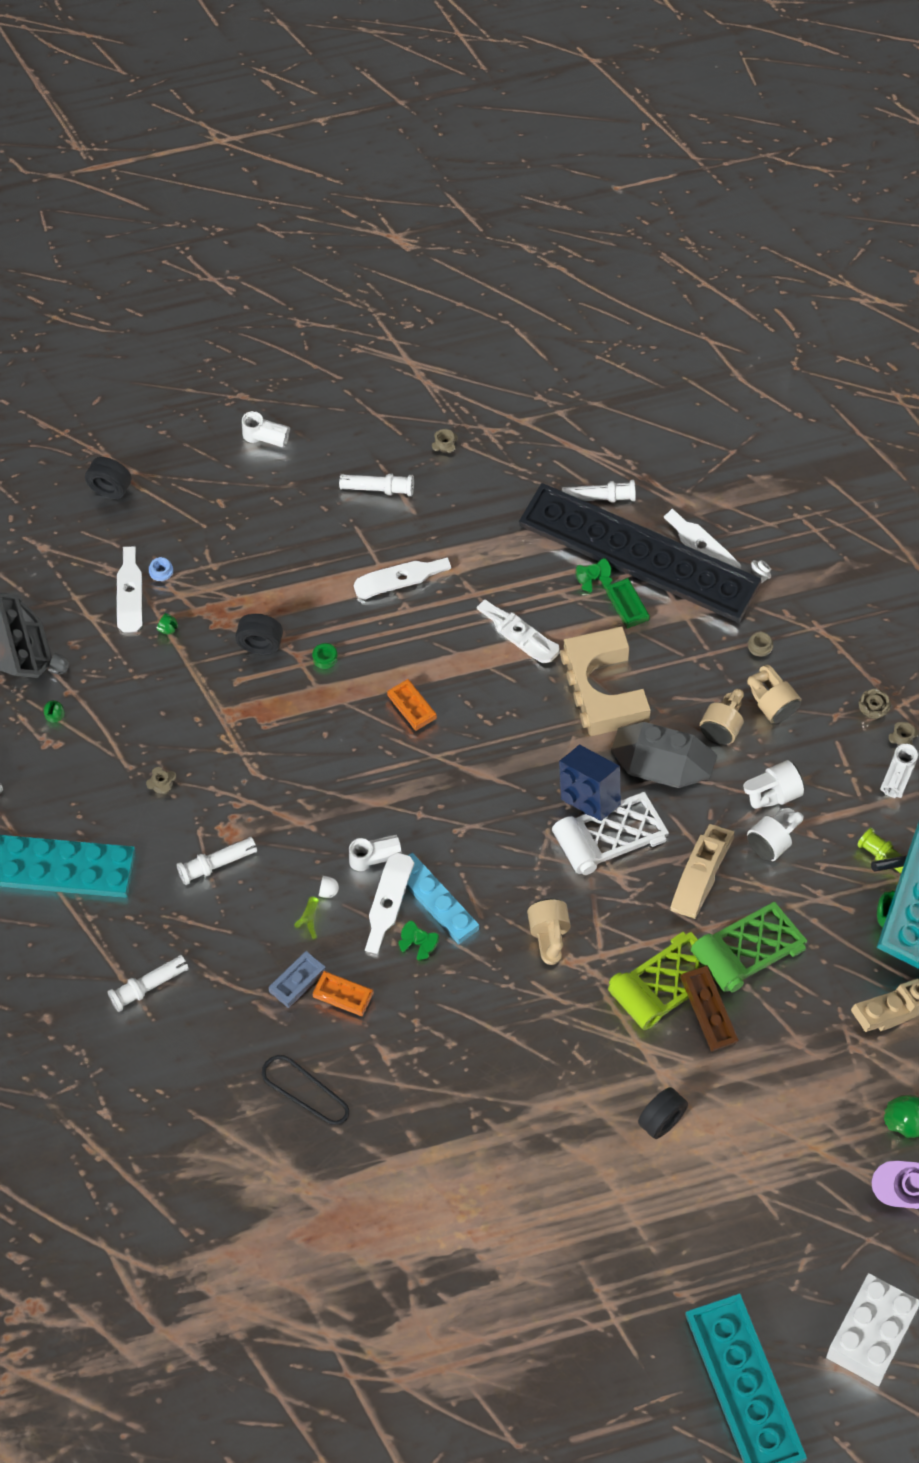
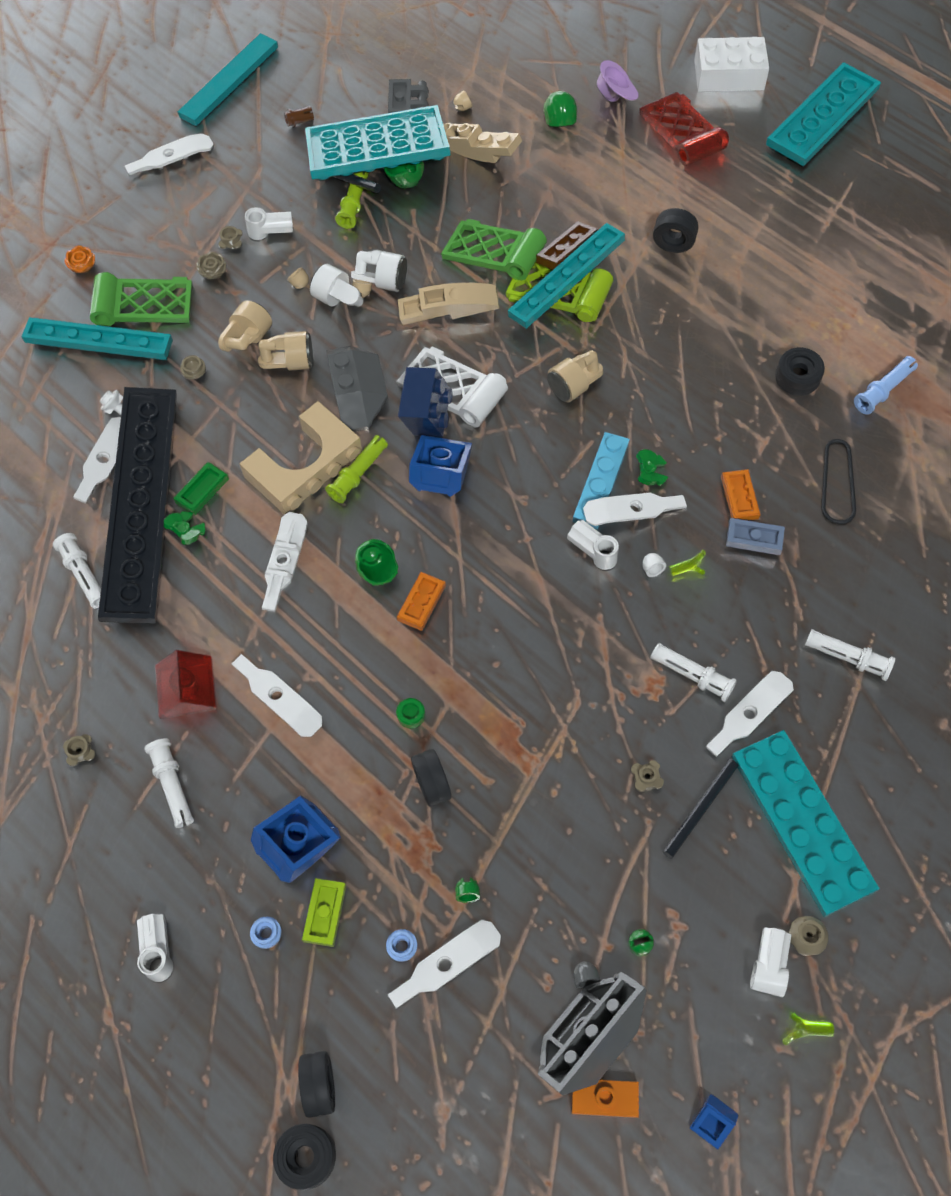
camera: 120 degrees left, 5 degrees up
(69, 448) = (285, 1152): none -> black tyre
(113, 803) = (700, 808): none -> black bar
(160, 896) = (760, 701): none -> white piece
(216, 534) = (324, 912): none -> lime plate
(229, 492) = (257, 928): none -> light blue plate
(279, 539) = (294, 838): none -> blue slope
(367, 1183) = (879, 390): none -> light blue pin
(433, 1143) = (799, 358): none -> black tyre
(449, 524) = (185, 684): none -> clear red slope
(465, 685) = (376, 562): none -> green hair
(531, 779) = (439, 465): none -> blue slope
(564, 708) = (350, 476): none -> lime pin
(668, 983) = (566, 275): none -> teal plate
(772, 808) = (363, 286): none -> tan hinge
(774, 1228) = (697, 143): none -> clear red piece
(815, 767) = (299, 278): none -> tan hinge
(838, 585) = (97, 338): none -> teal plate
(882, 610) = (109, 302): none -> bright green piece

